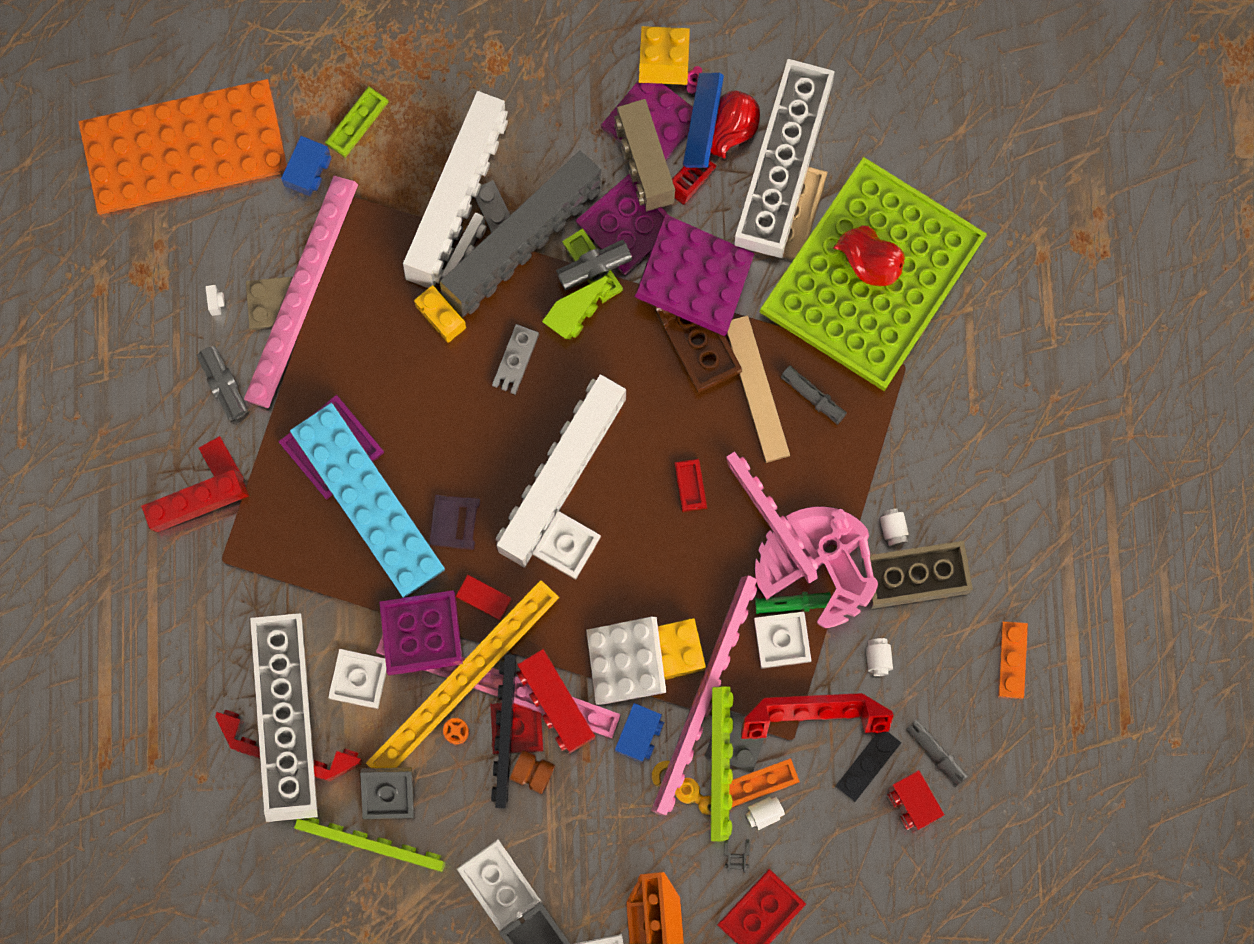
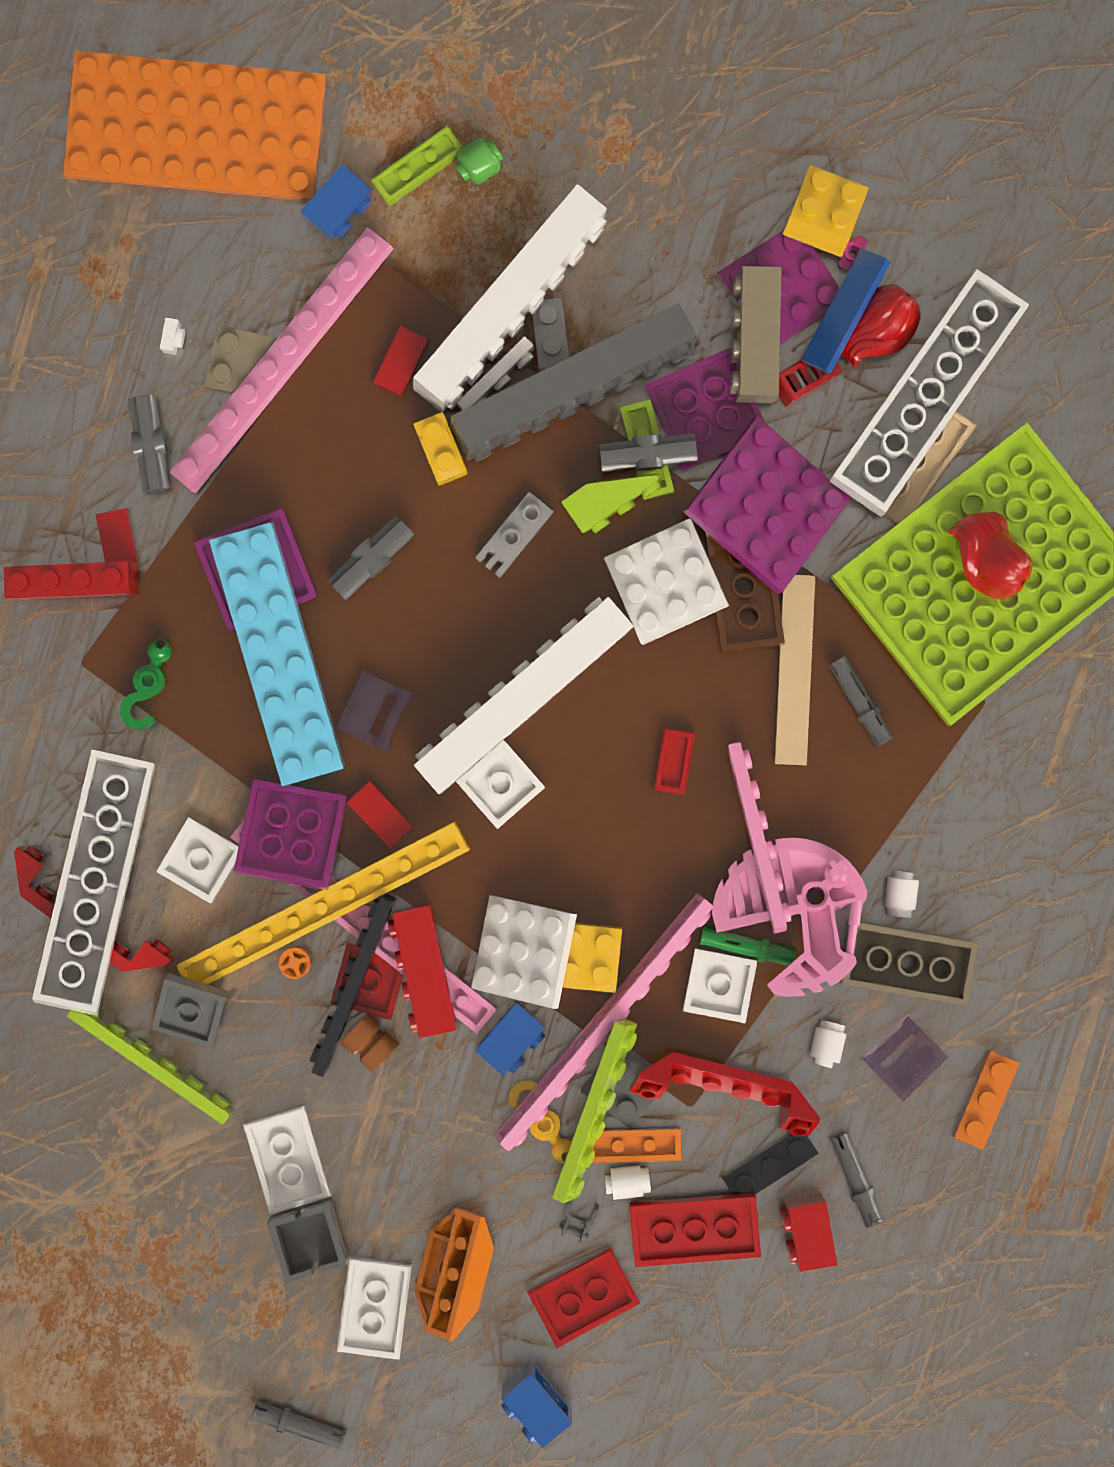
camera: 20 degrees right, 10 degrees up
(277, 557) = (149, 682): none -> green piece
(390, 262) = (401, 361): none -> red tile
(399, 102) = (478, 160): none -> bright green head
(414, 410) = (370, 557): none -> dark grey piece
(639, 354) = (666, 581): none -> white plate
(828, 831) = (695, 1230): none -> red plate
(949, 652) = (911, 1067): none -> clear purple plate

